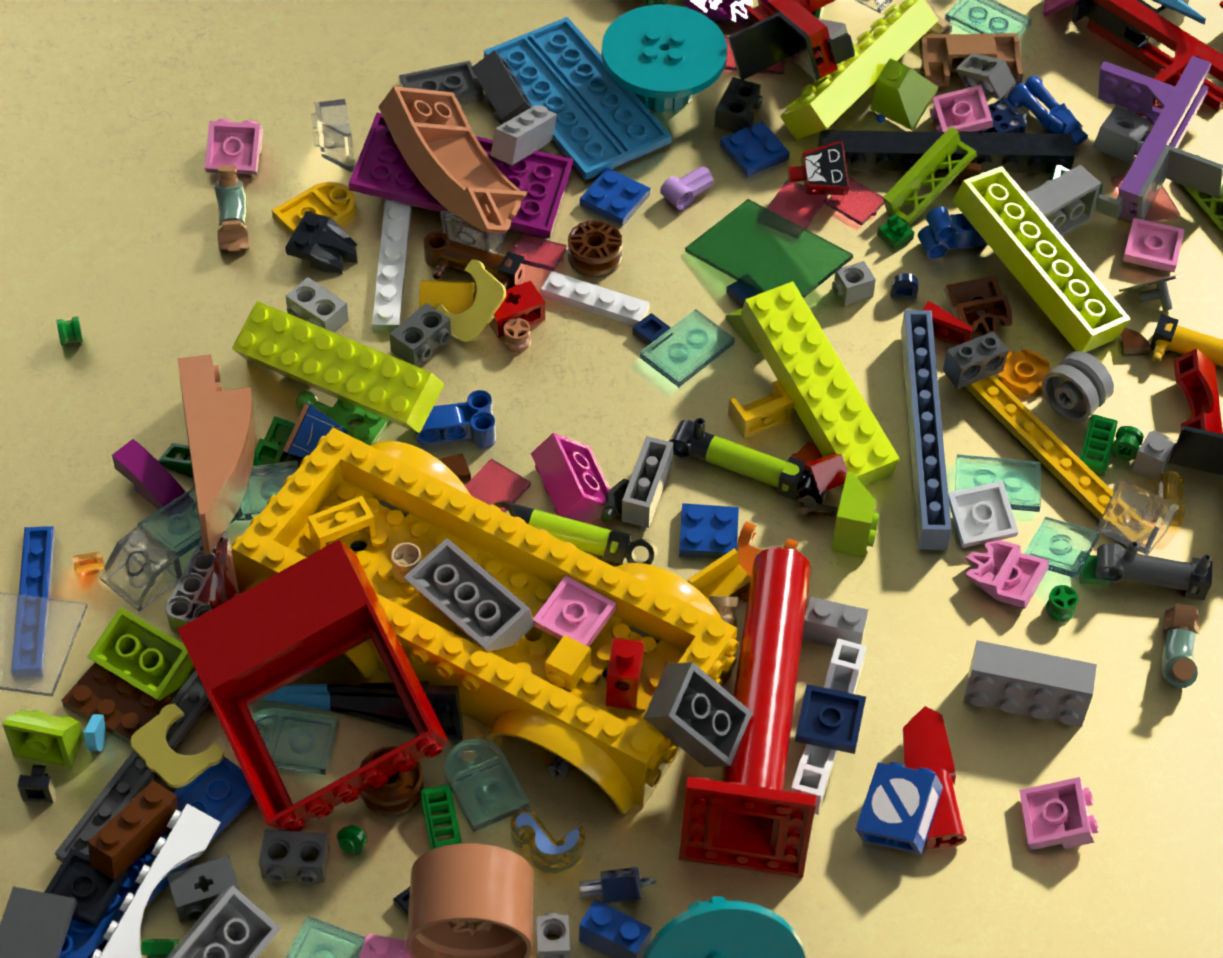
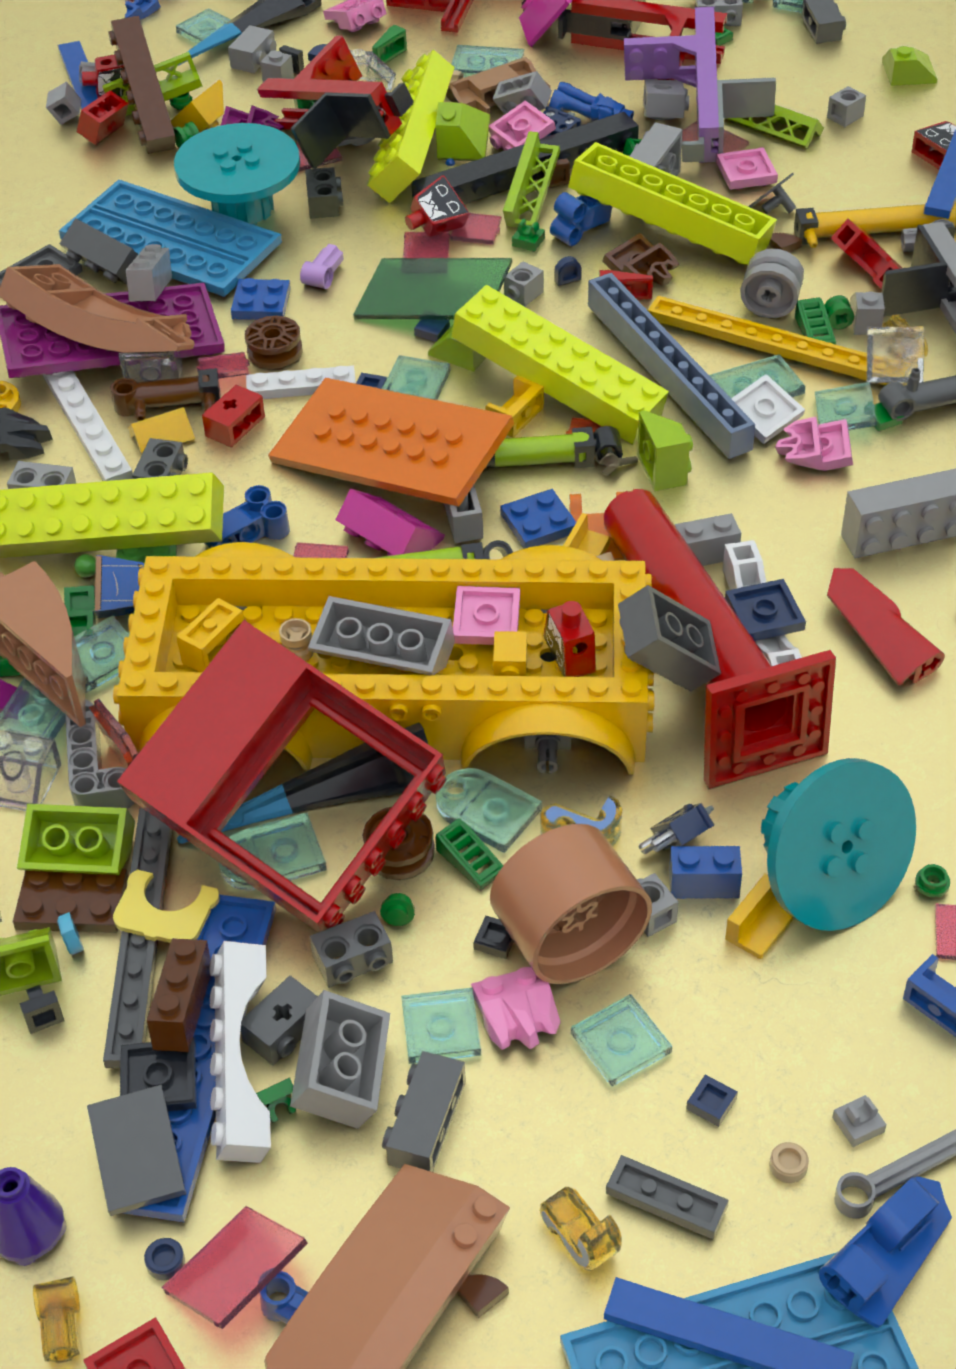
camera: 25 degrees left, 5 degrees down
(489, 297) = (209, 415): light yellow piece -> none
(514, 328) = (250, 435): nougat wheel -> none
(614, 501) = (440, 526): pearl dark grey piece -> none
(623, 399) = (392, 440): none -> orange plate
(754, 149) = (359, 220): blue plate -> none
(828, 471) = (618, 421): panel -> none
(899, 807) = (875, 654): blue brick -> none
(975, 360) = (675, 295): dark grey brick -> none
(1024, 372) = (714, 295): light orange tile -> none
(1067, 597) = (879, 448): green wheel -> none

